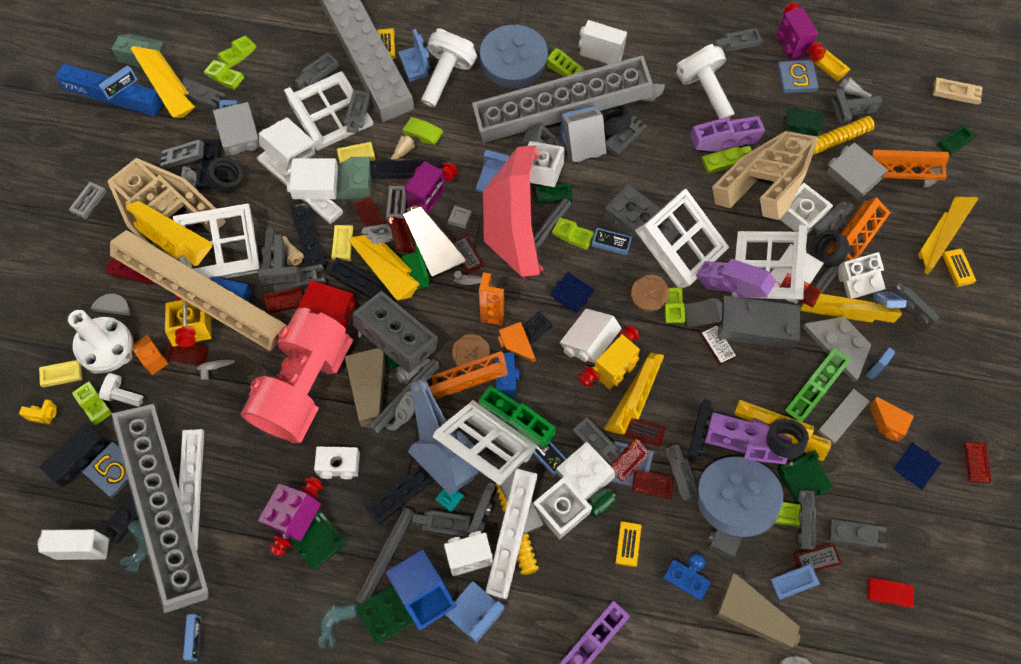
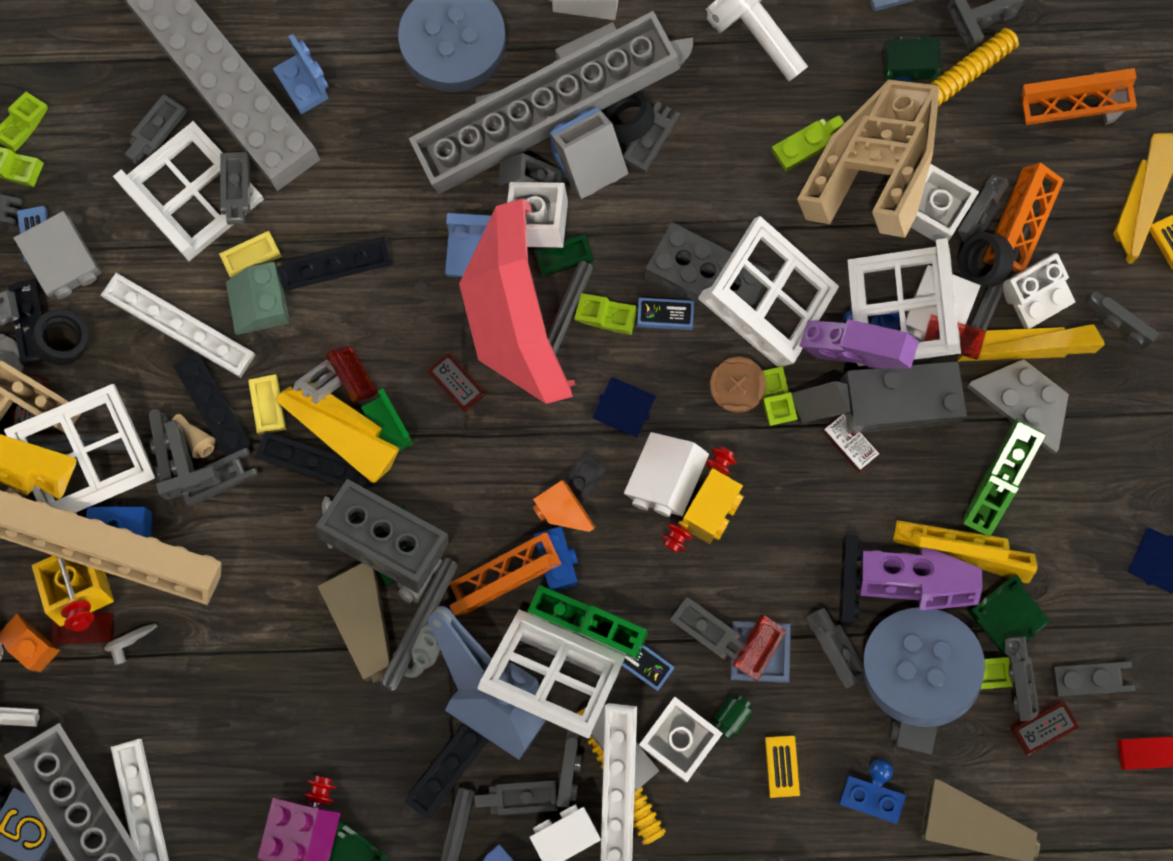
camera: 10 degrees left, 10 degrees up
(282, 300) = (203, 515): clear red tile -> none
(282, 402) = (266, 586): coral cylinder -> none
(286, 142) = (141, 264): white brick -> none
(313, 178) = (197, 314): white brick -> none
(328, 455) = (328, 743): white brick -> none
(329, 301) = (270, 513): red brick -> none
(368, 212) = (295, 349): clear red tile -> none
(388, 39) = (249, 49): yellow tile -> none
(389, 203) = (335, 344): light grey tile -> none
(403, 147) = (320, 229): tan cone -> none
(423, 130) = (343, 195): lime slope -> none
(428, 184) = (372, 294): magenta brick -> none
(435, 246) = (404, 381): slope -> none
(450, 501) = (520, 766): teal tile -> none
(451, 52) = (356, 58): white piece -> none
(459, 217) = (431, 324): light grey tile -> none
(466, 279) = (469, 420): light grey bar -> none
(470, 348) = (497, 532): medium nougat tile -> none
(487, 296) = (512, 465): orange fence -> none
(562, 58) = (520, 41): lime slope -> none
(586, 471) = (702, 680): white brick -> none
(635, 396) = (749, 546): yellow wedge -> none
(645, 432) = (770, 597): clear red tile -> none
(652, 484) = (799, 674): clear red tile -> none
(725, 134) = (802, 105): medium lavender brick -> none
(792, 428) = (984, 556): black tyre -> none
(795, 581) = (1019, 768): medium blue tile -> none
(843, 416) = (1046, 511): light grey tile -> none
(856, 171) = (1003, 122): light grey brick -> none
(881, 363) = (1086, 424): medium blue tile -> none
(889, 299) = (1084, 321): medium blue tile -> none
(890, 419) = (1113, 502): orange slope -> none
(956, 140) = (1141, 37): dark green tile -> none

